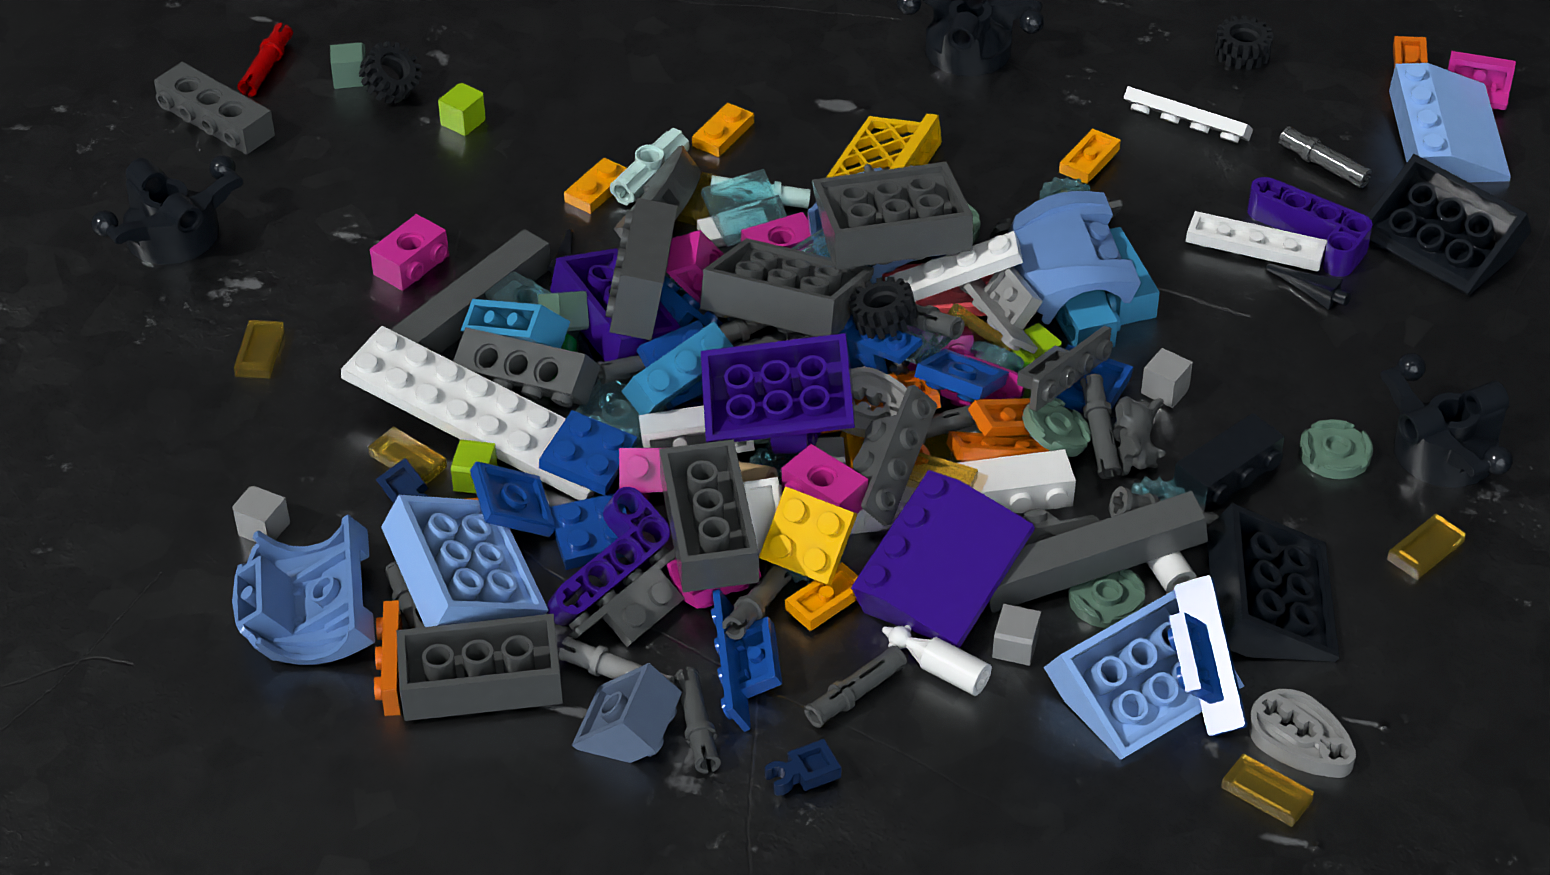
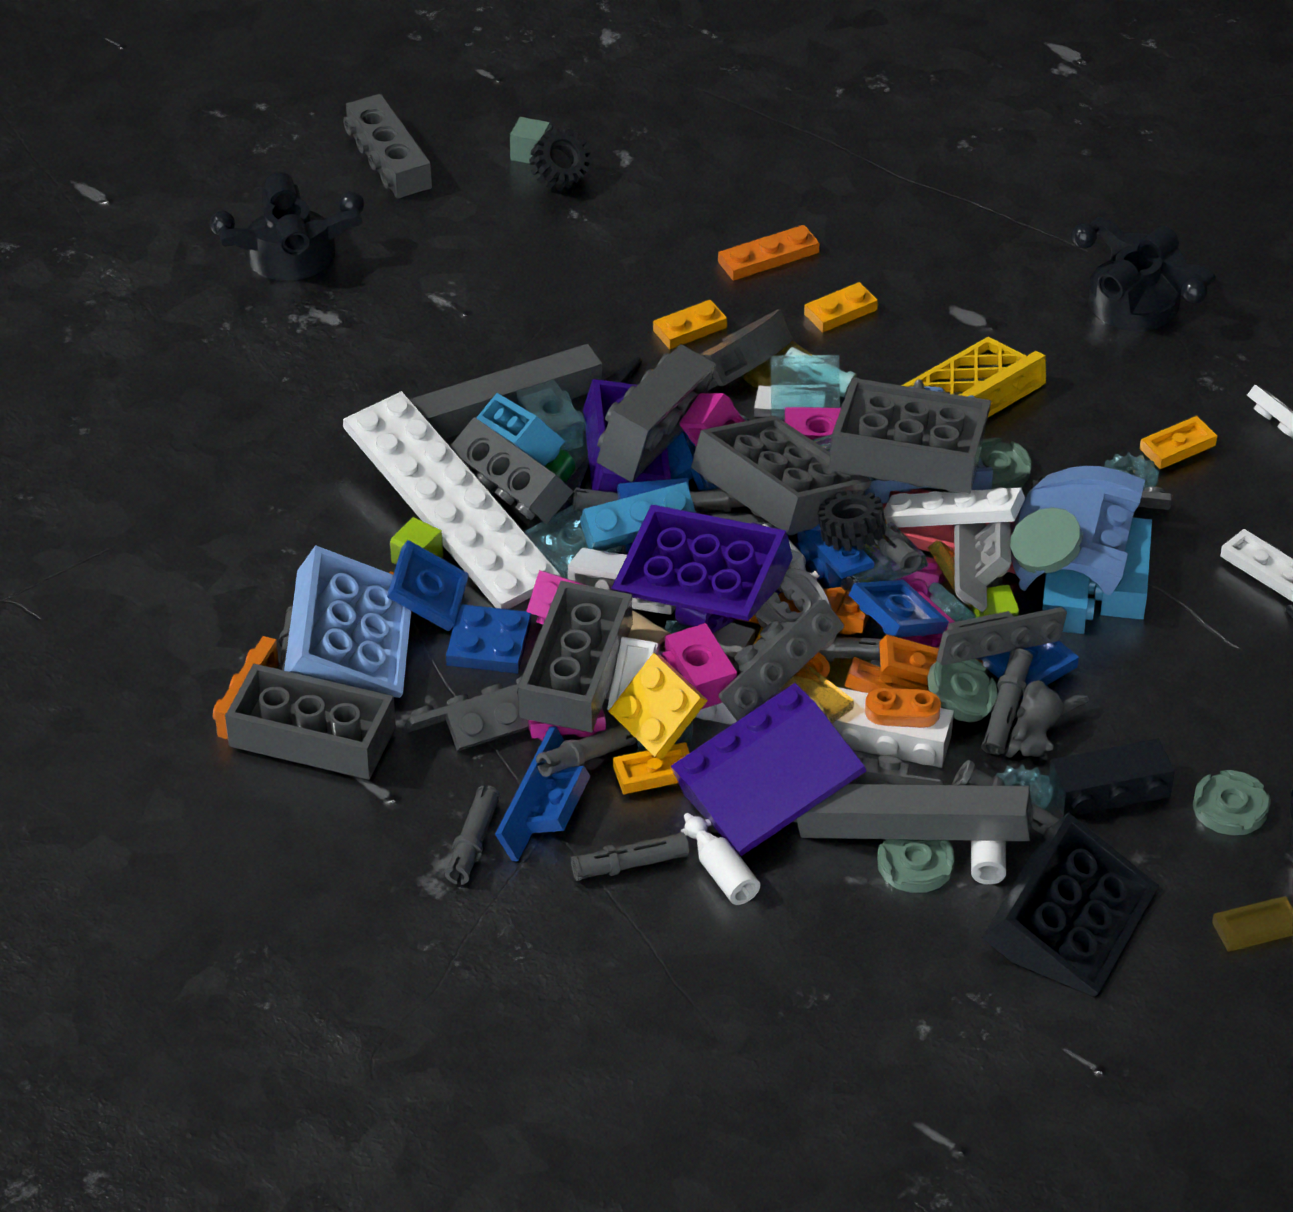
camera: 25 degrees right, 0 degrees up
(259, 349) = (301, 380): clear yellow tile -> none
(260, 512) = (212, 527): light grey piece -> none
(270, 51) = (470, 107): red pin -> none
(305, 599) = (201, 607): medium blue piece -> none
(397, 445) = (368, 518): clear yellow tile -> none
(402, 480) = (348, 539): dark blue plate -> none
(409, 252) = (479, 333): dark pink brick -> none
(462, 109) = (607, 213): lime piece -> none
(570, 306) = (575, 428): sand green piece -> none
(586, 452) = (513, 564): blue plate -> none
(598, 660) = (421, 755): light grey pin -> none
(605, 565) = (470, 668): dark purple beam -> none
(627, 101) = (768, 252): none -> orange plate
(629, 716) = (416, 810): sand blue slope -> none
(647, 161) = (742, 314): light aqua piece -> none
(806, 765) = (543, 910): dark blue plate -> none
(1016, 634) = (802, 863): light grey piece -> none
(1022, 461) = (902, 707): none -> orange plate
(1062, 270) = (1046, 540): none -> sand green tile
(1127, 680) = (897, 939): light blue slope -> none
(1167, 377) = (1104, 679): light grey piece -> none
(1205, 656) = (950, 941): bracket -> none
(1267, 789) = (945, 1085): clear yellow tile -> none
(1310, 717) = (1004, 1065): light grey piece -> none

